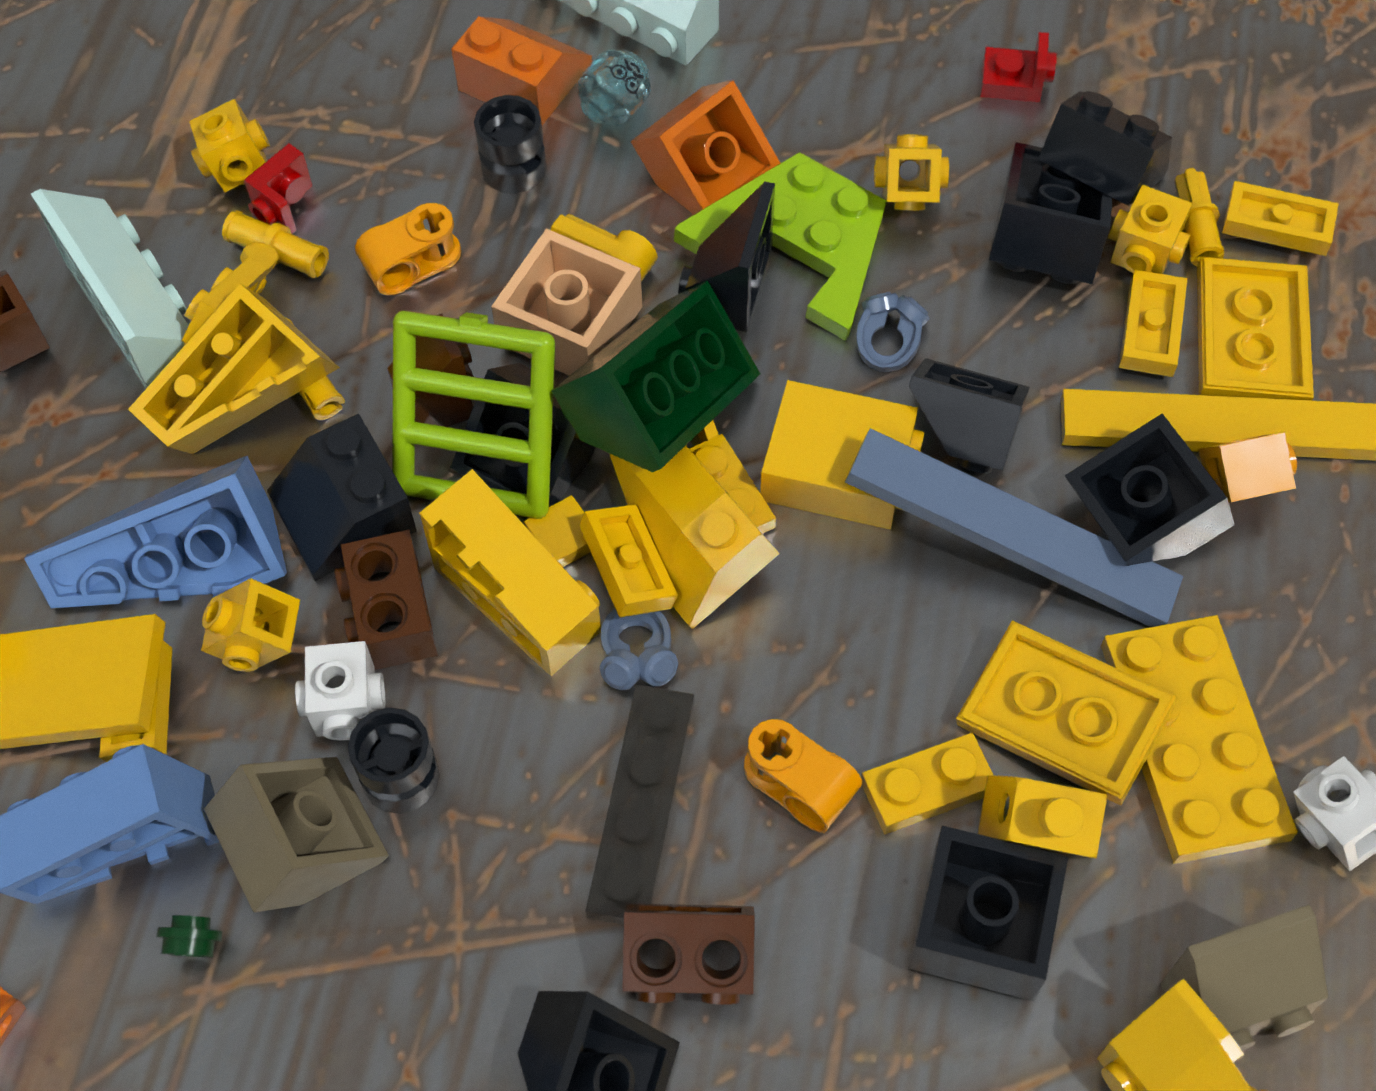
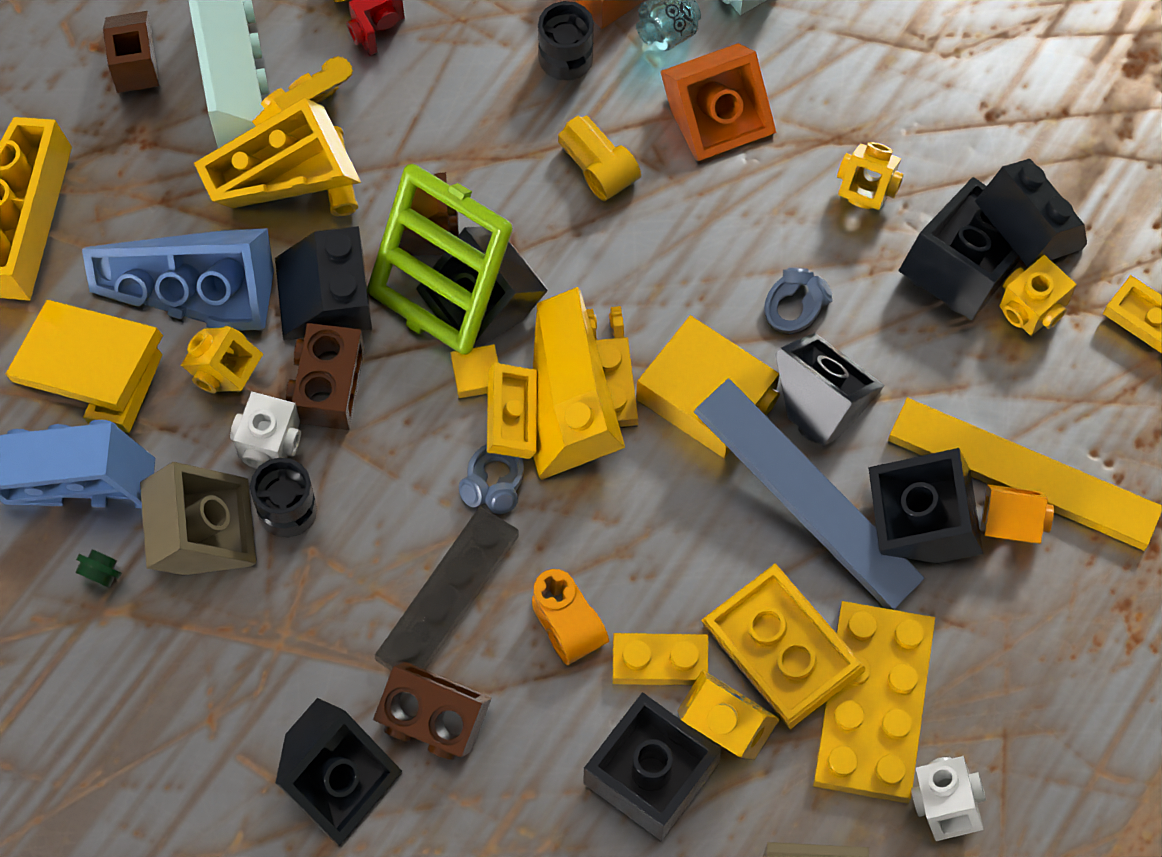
camera: 20 degrees right, 5 degrees up
(292, 250) = (363, 68): yellow pin -> none
(405, 251) = (451, 101): light orange piece -> none
(509, 574) = (421, 390): yellow wedge -> none
(572, 295) = (552, 193): light nougat brick -> none
(659, 380) = (591, 281): dark green slope -> none
(737, 257) = (693, 205): black slope -> none
(818, 222) = (775, 181): lime wing -> none
(1017, 72) = (1004, 115): red bracket -> none
(1153, 323) = (1005, 369): yellow plate -> none
(1202, 216) = (1088, 295): yellow axle -> none
(1253, 329) = (1085, 404): yellow tile -> none

